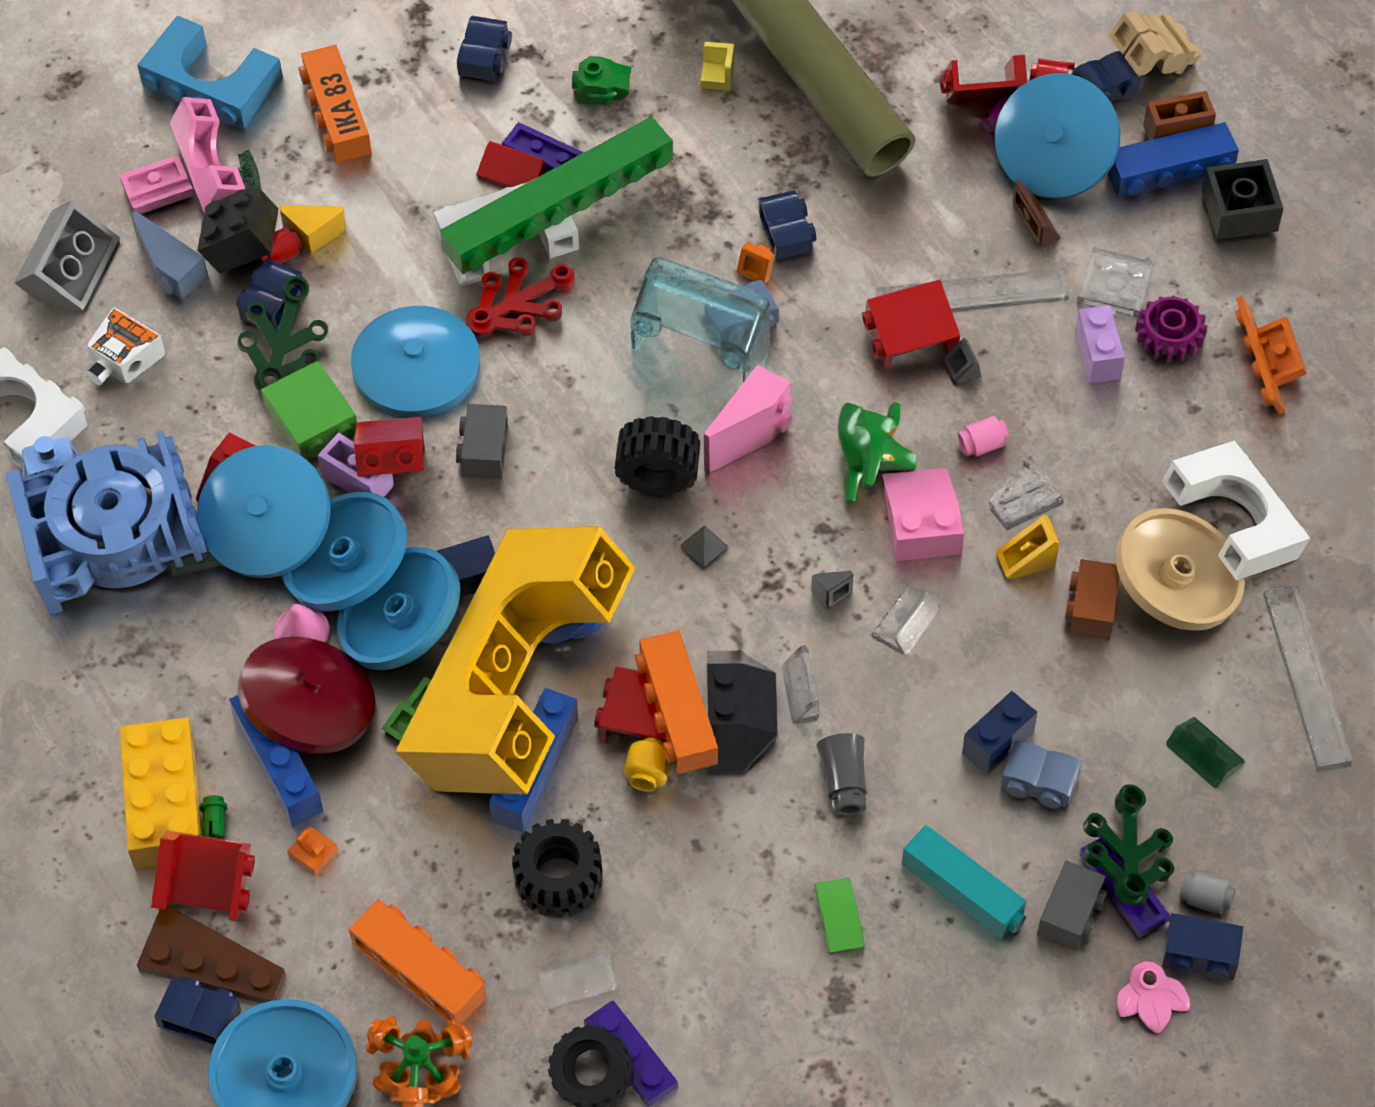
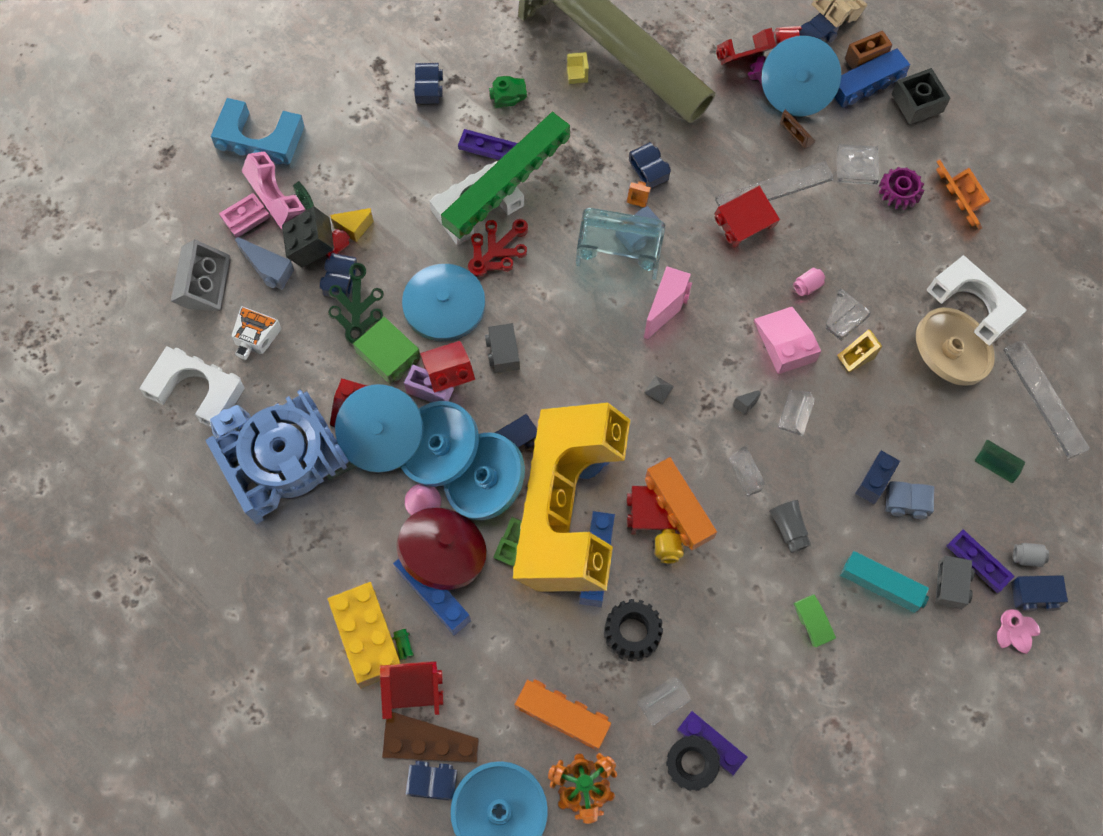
camera: 15 degrees left, 10 degrees up
(312, 850) = (472, 650): orange tile -> none
(336, 104) = (344, 138): orange brick -> none
(509, 166) = (466, 159): red slope -> none
(657, 456) = (618, 338): black tyre -> none
(740, 709) = (715, 491): black wedge -> none
(870, 446) = (744, 304): green piece -> none
(962, 363) = (782, 235): dark grey slope -> none
(1094, 599) = (907, 375): dark orange brick -> none
(1099, 344) = (862, 207): lavender brick -> none
(1129, 884) = (988, 563): dark green plant -> none

